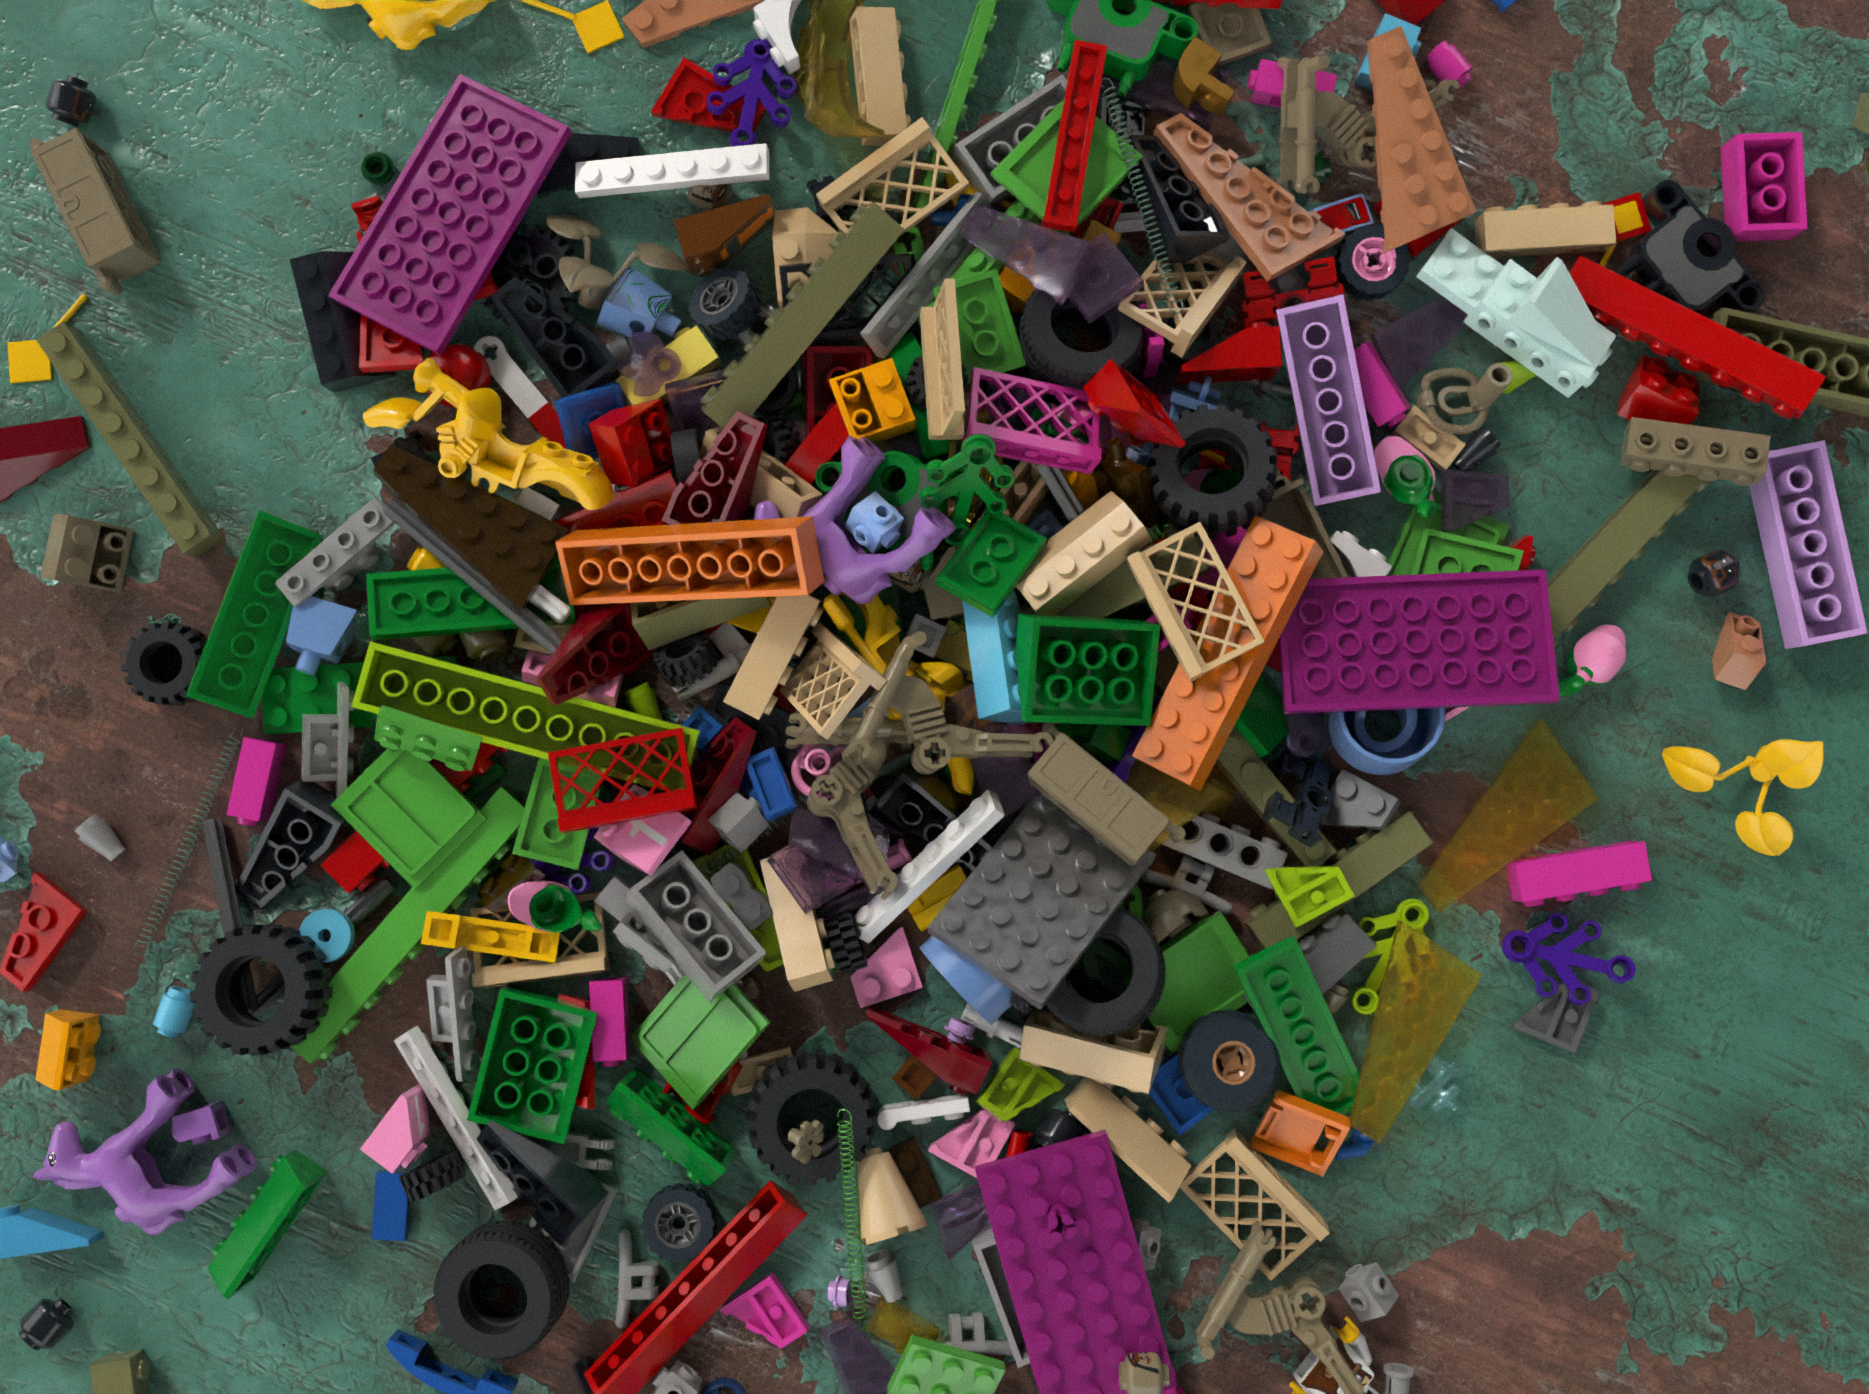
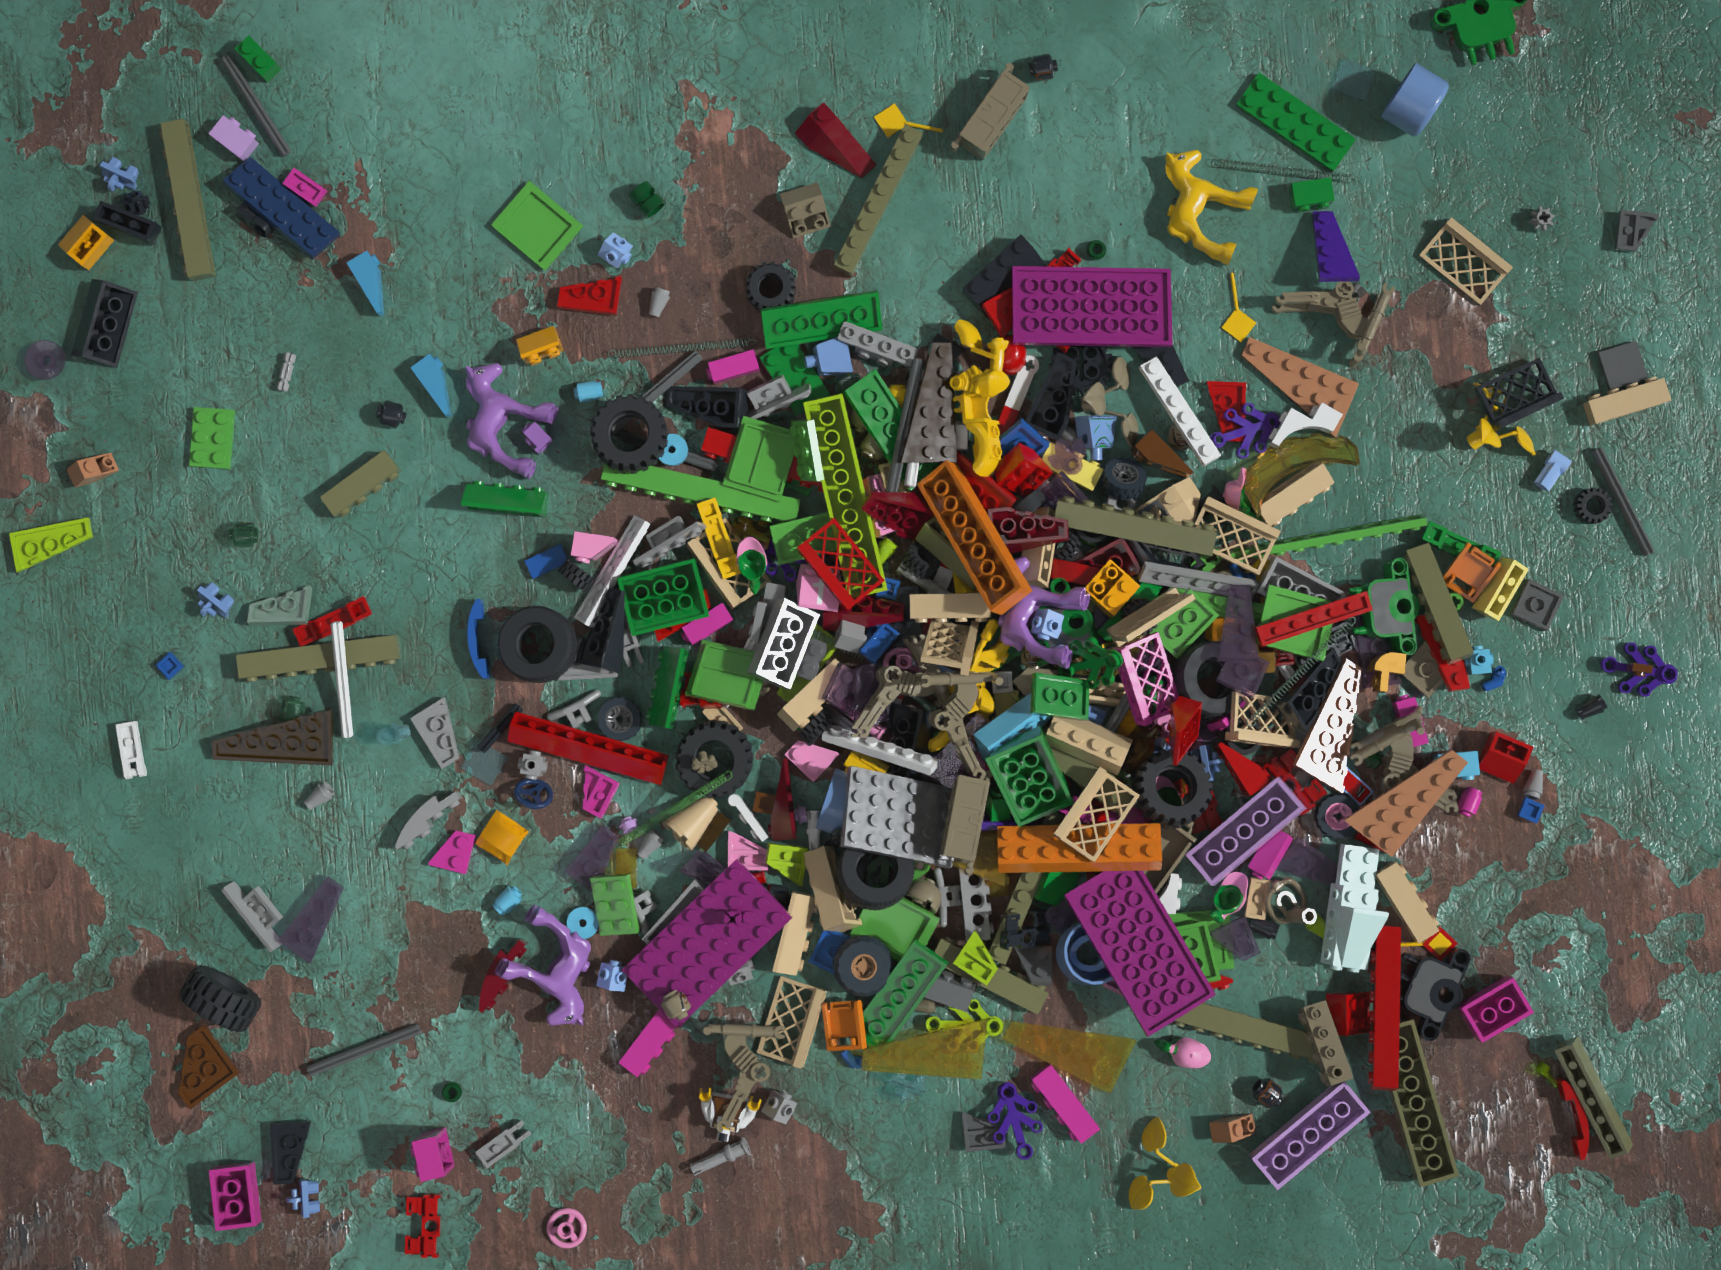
camera: 65 degrees right, 0 degrees up
(832, 155) = (1236, 497): none -> bright pink hair

